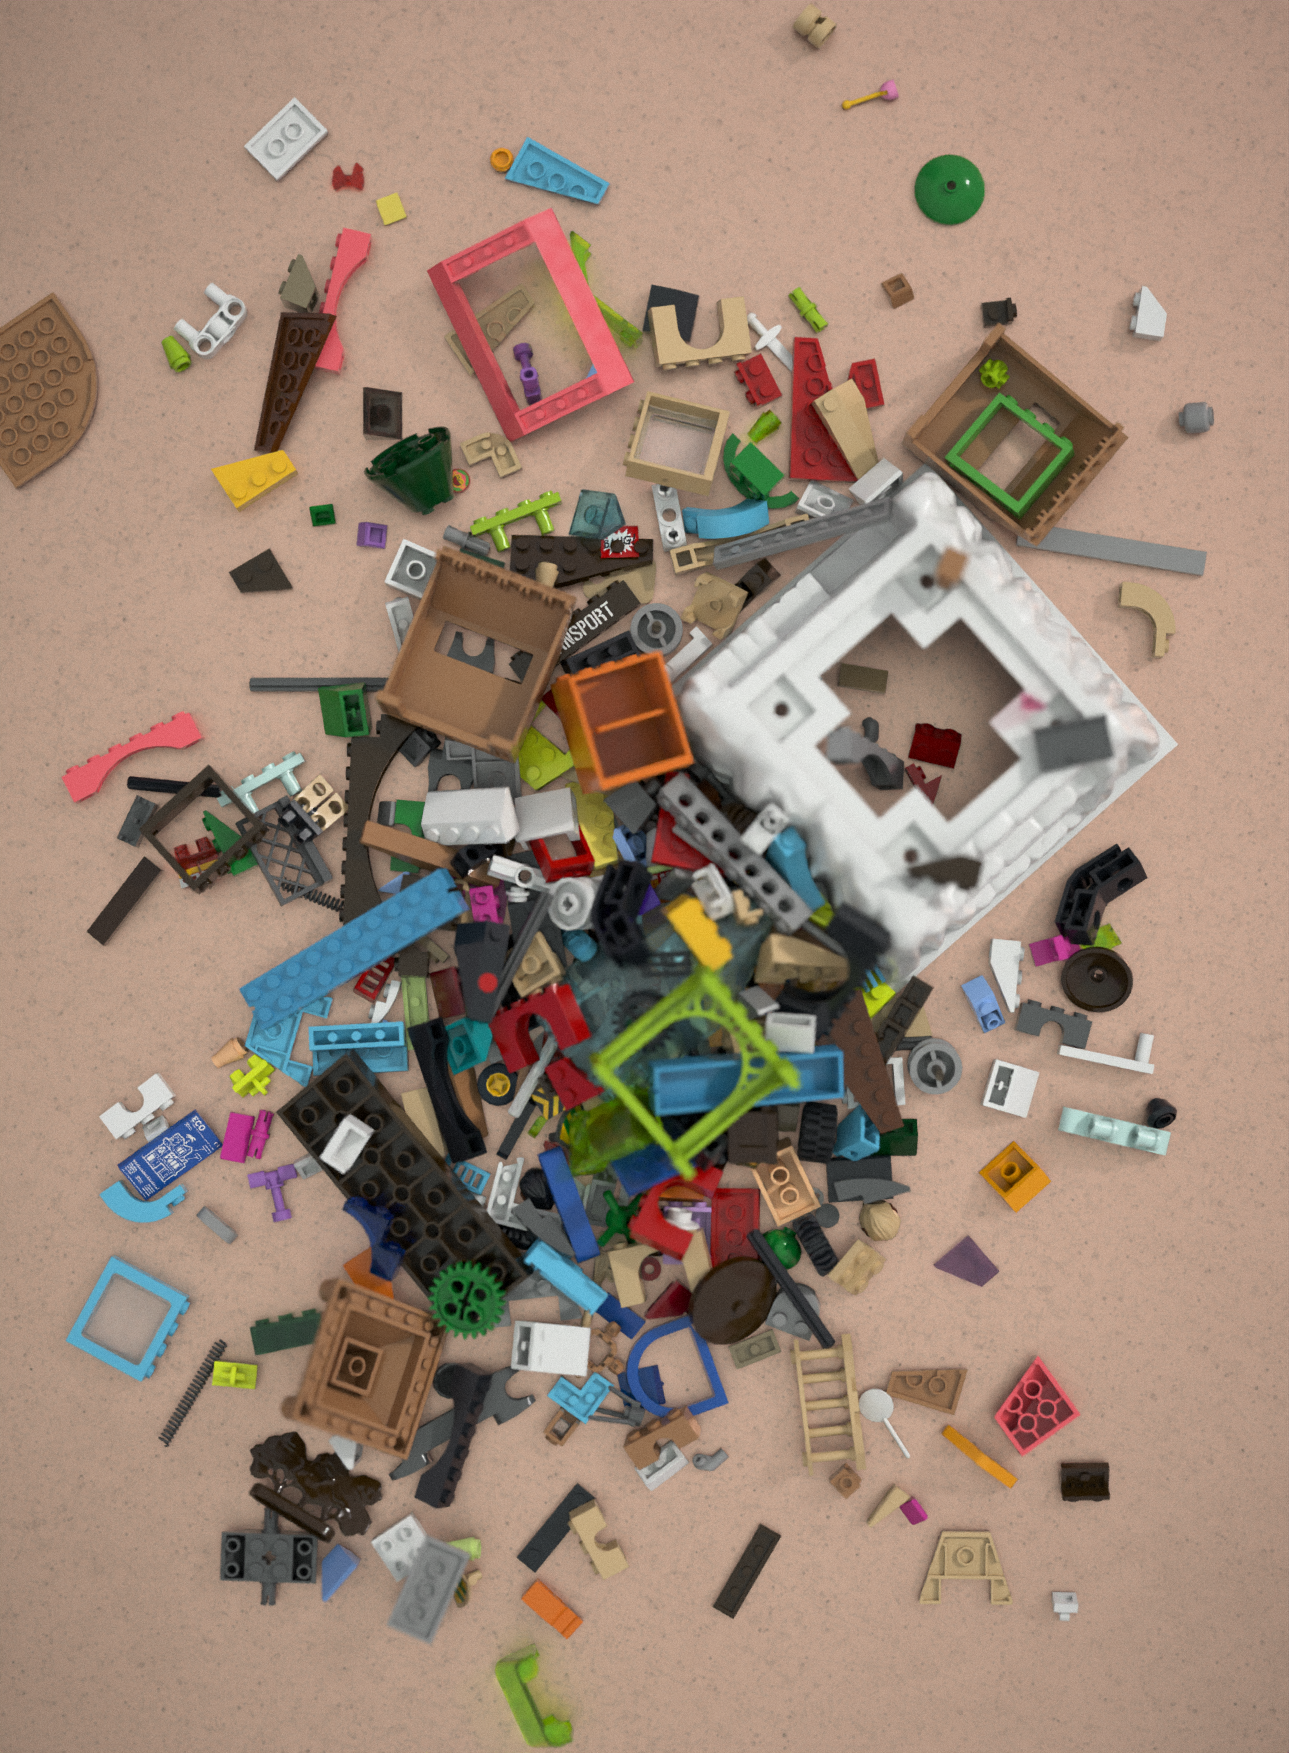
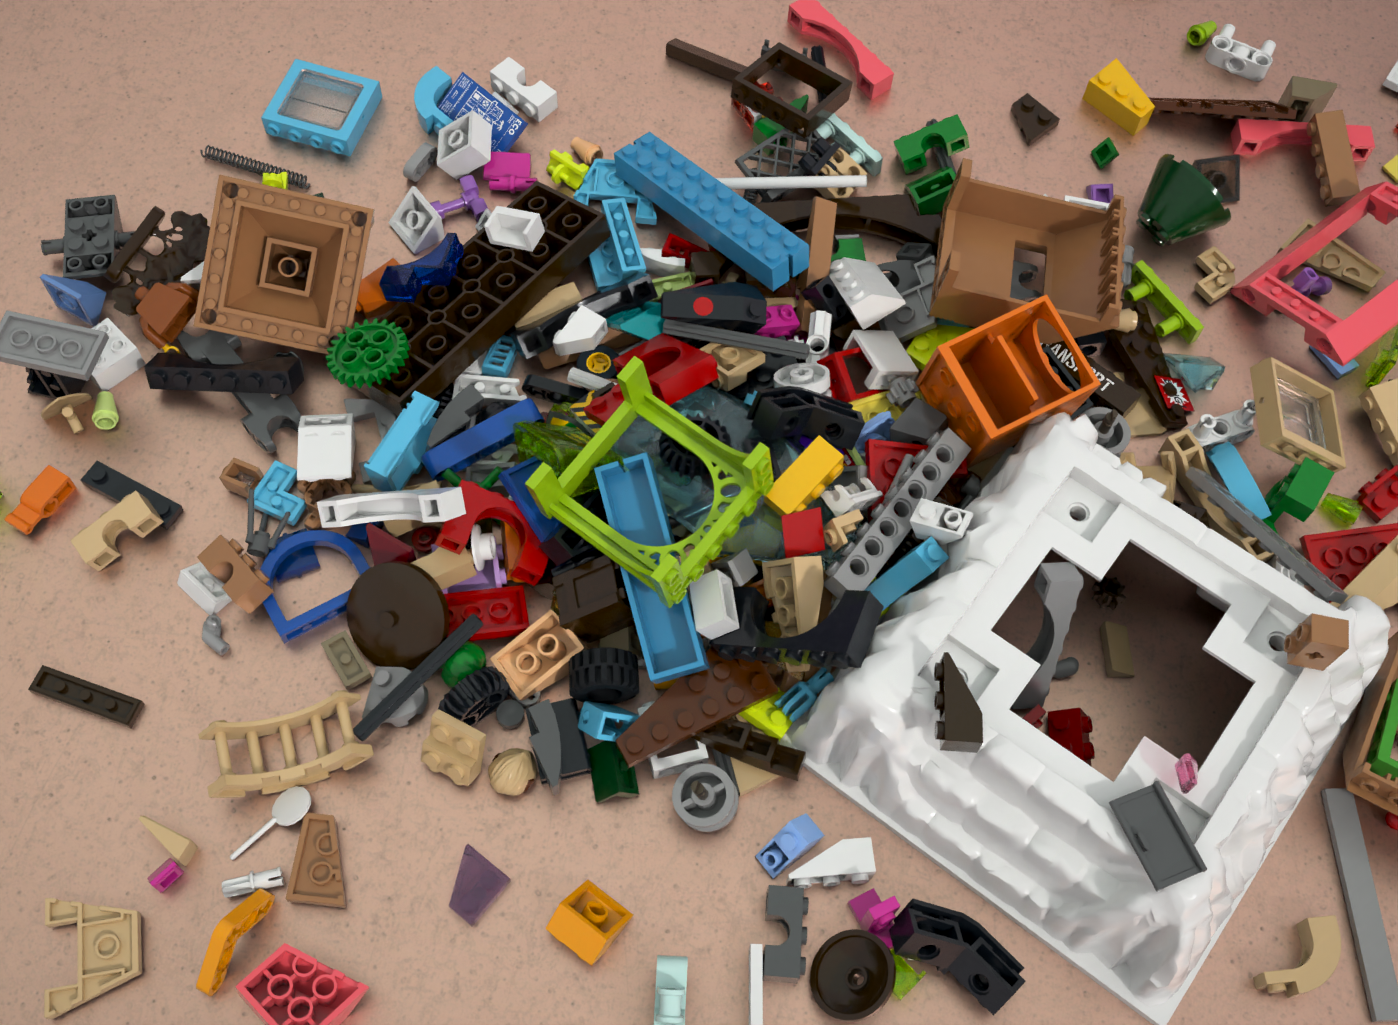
camera: 75 degrees right, 25 degrees down
(214, 1178) = (464, 145): none -> white brick
(289, 717) = (945, 134): none -> green arch
(296, 1238) = (417, 222): none -> white slope
(319, 870) = (795, 182): none -> white piece
(377, 1484) = (165, 311): none -> dark orange torso
(379, 285) = (1333, 157): none -> medium nougat brick
(460, 480) = (1177, 255): tile -> none
(470, 1096) = (581, 333): none -> white slope
(588, 808) = (902, 392): none -> light grey gear
(626, 1329) = (419, 505): none -> white arch
(745, 945) = (803, 532): none -> red sticker
(845, 1480) = (193, 783): medium nougat window -> none
(934, 1440) = (252, 882): none -> white axle
(1009, 1088) = (696, 893): white slope -> none

